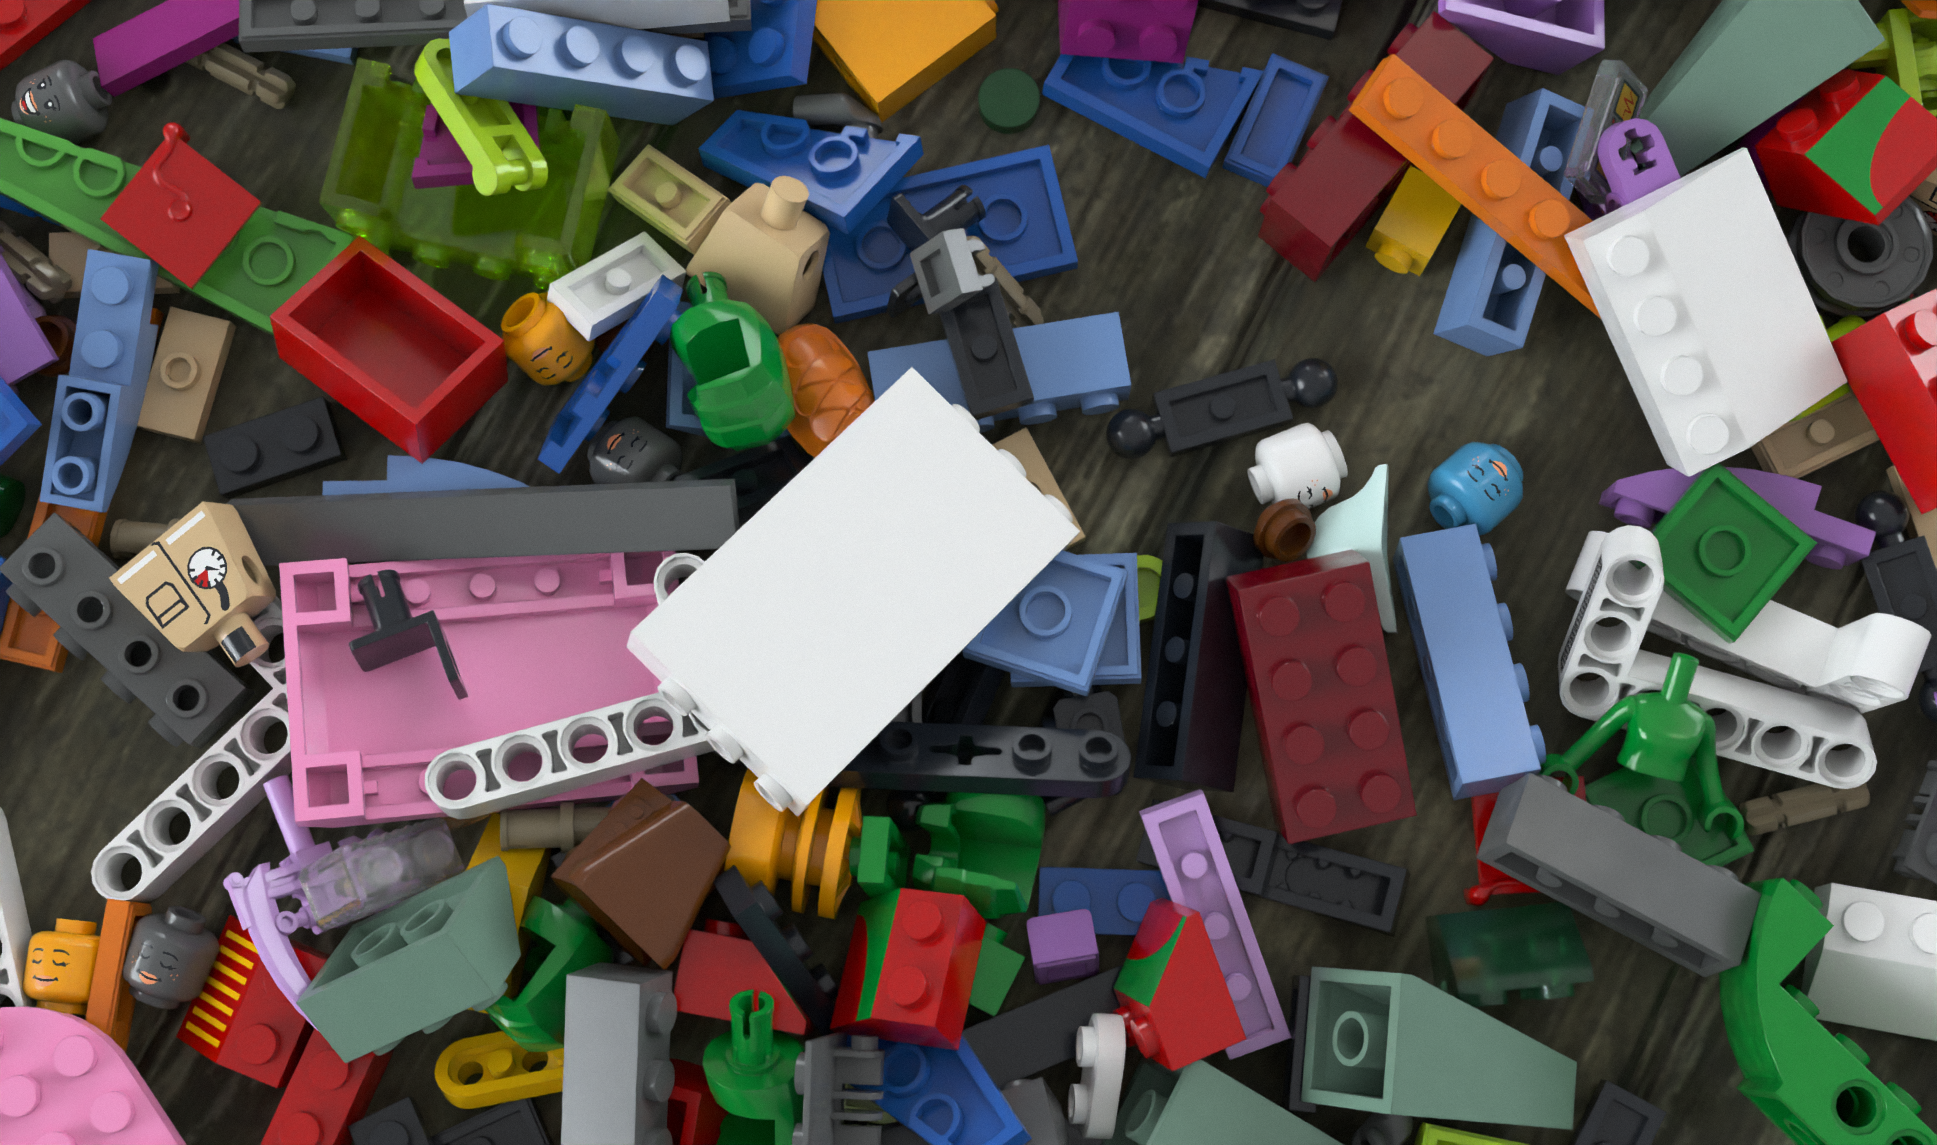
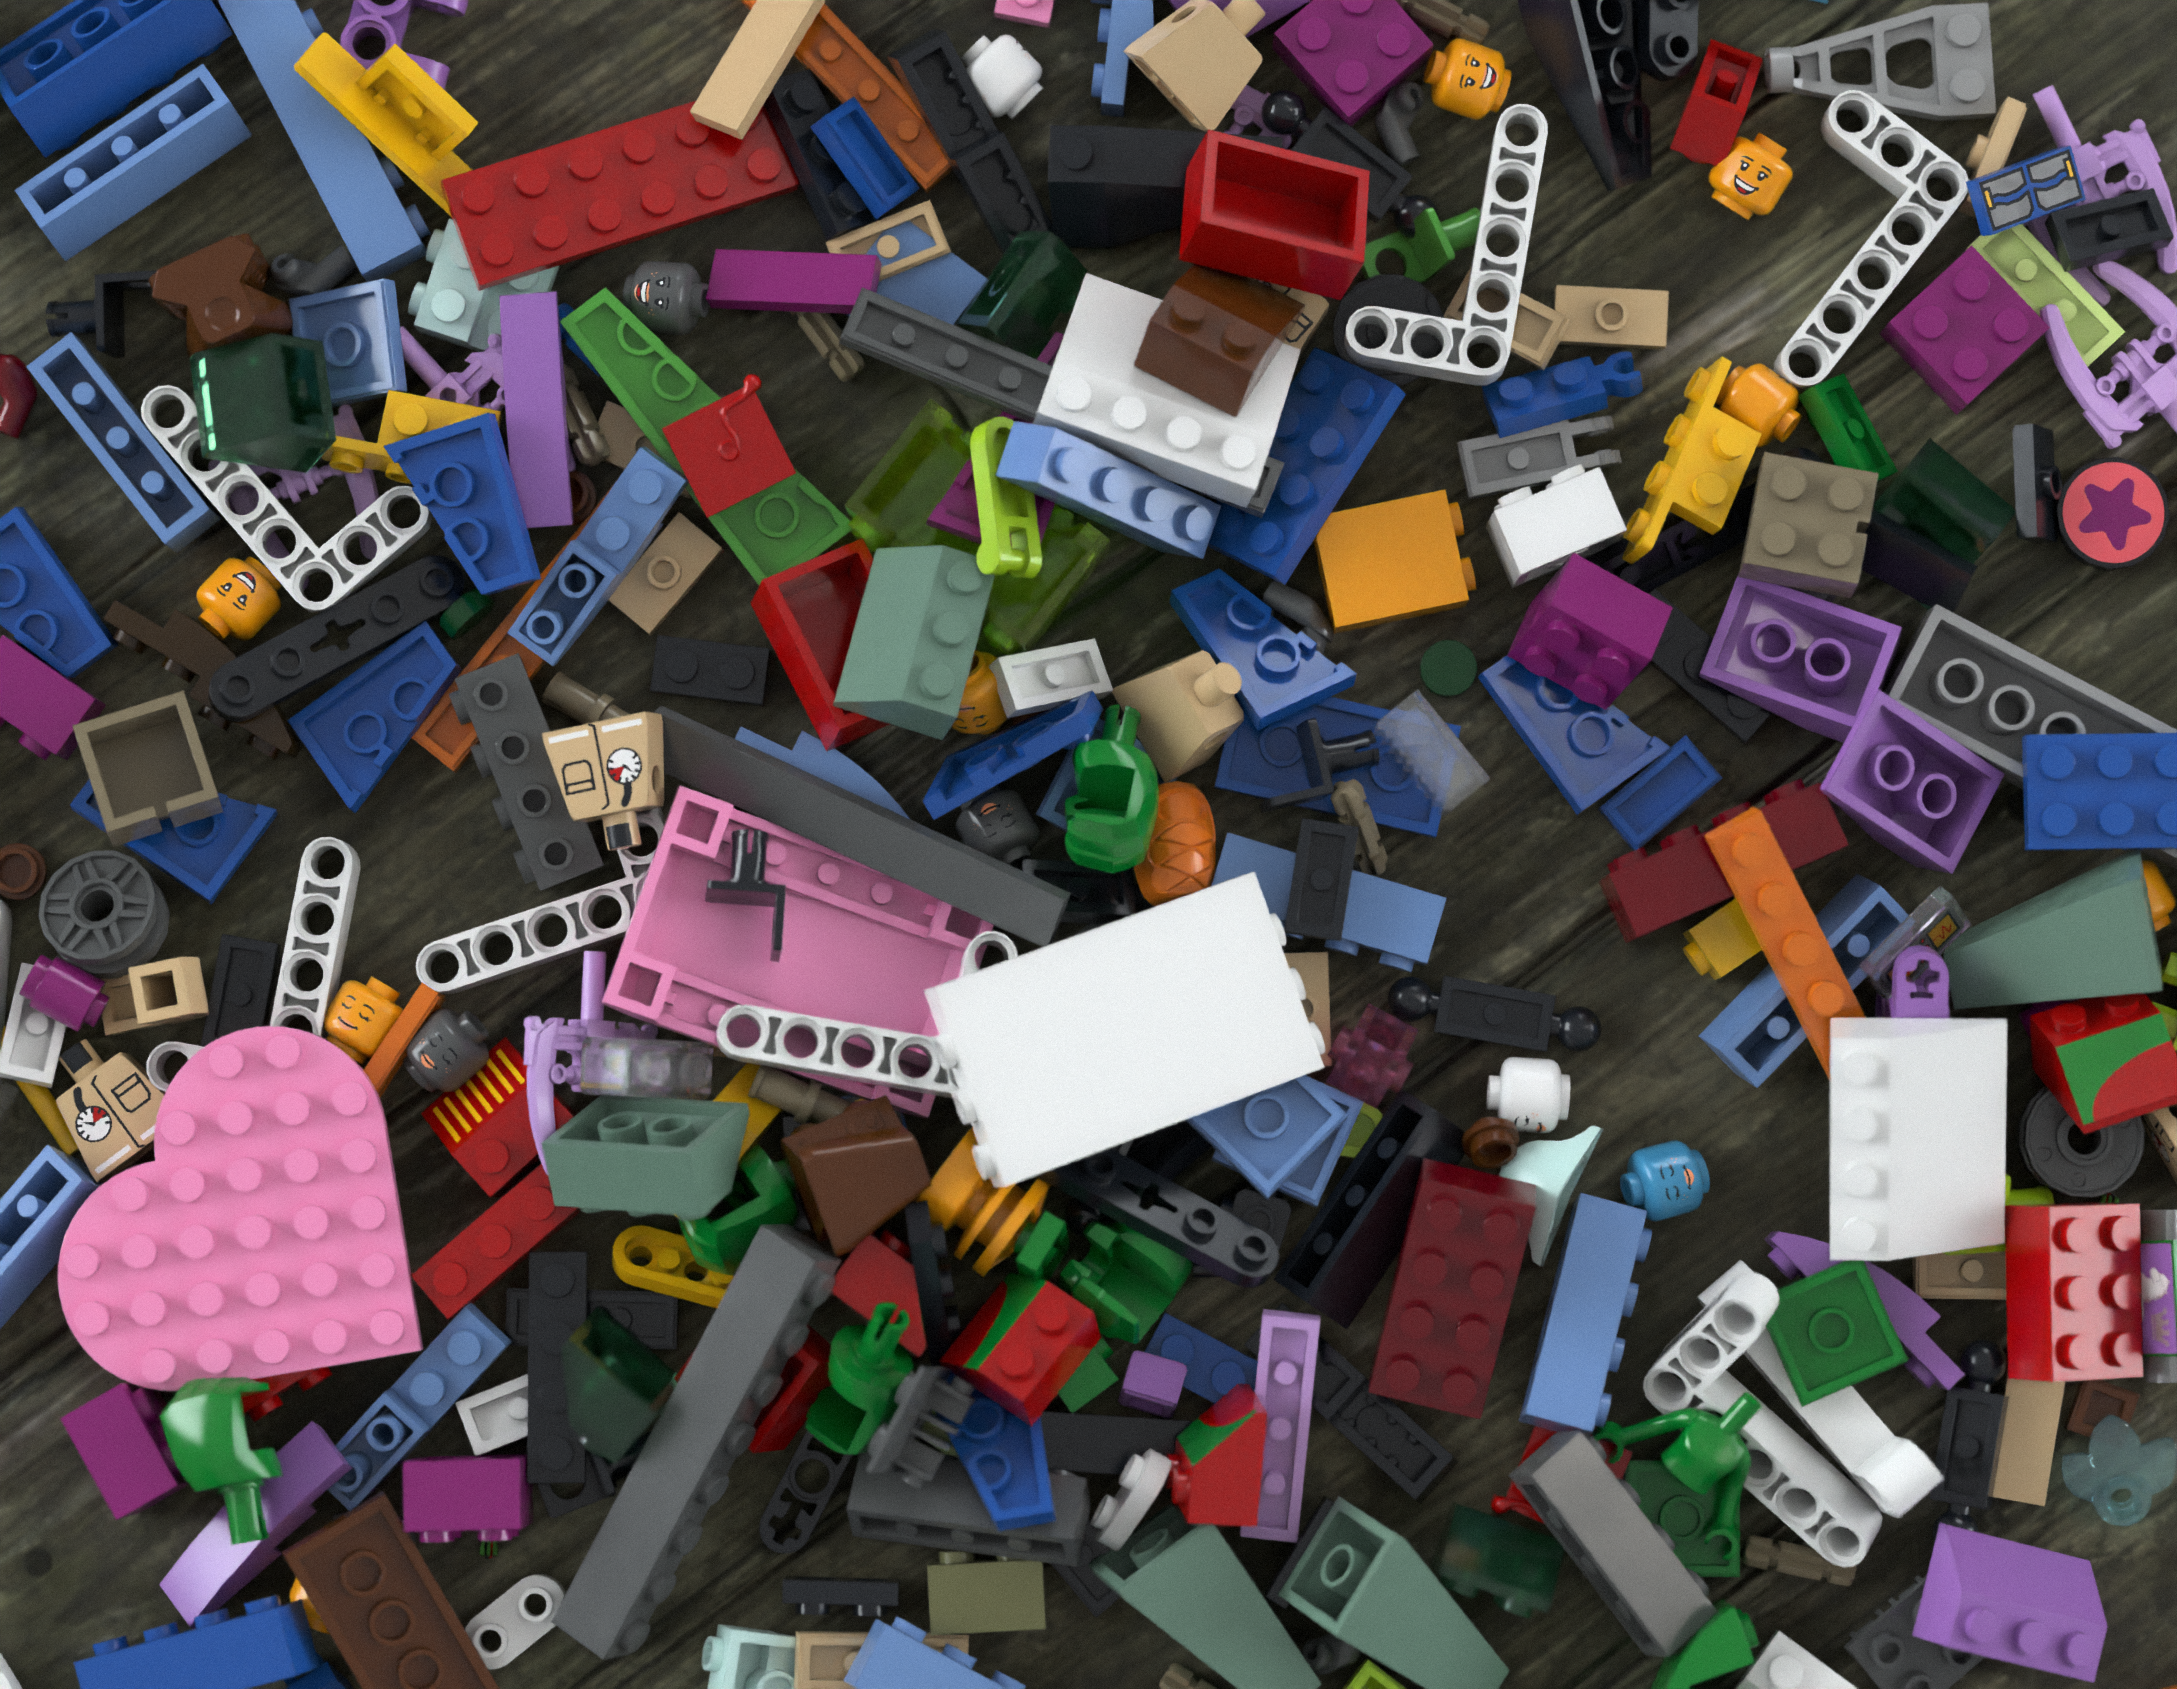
camera: 25 degrees right, 5 degrees up
(453, 299) = (915, 638): none -> sand green slope
(669, 198) = (1129, 622): tan plate -> none
(948, 270) = (1321, 808): dark grey tile -> none
(1032, 176) = (1430, 753): none -> clear brick
(1122, 505) = (1366, 1067): none -> clear pink brick

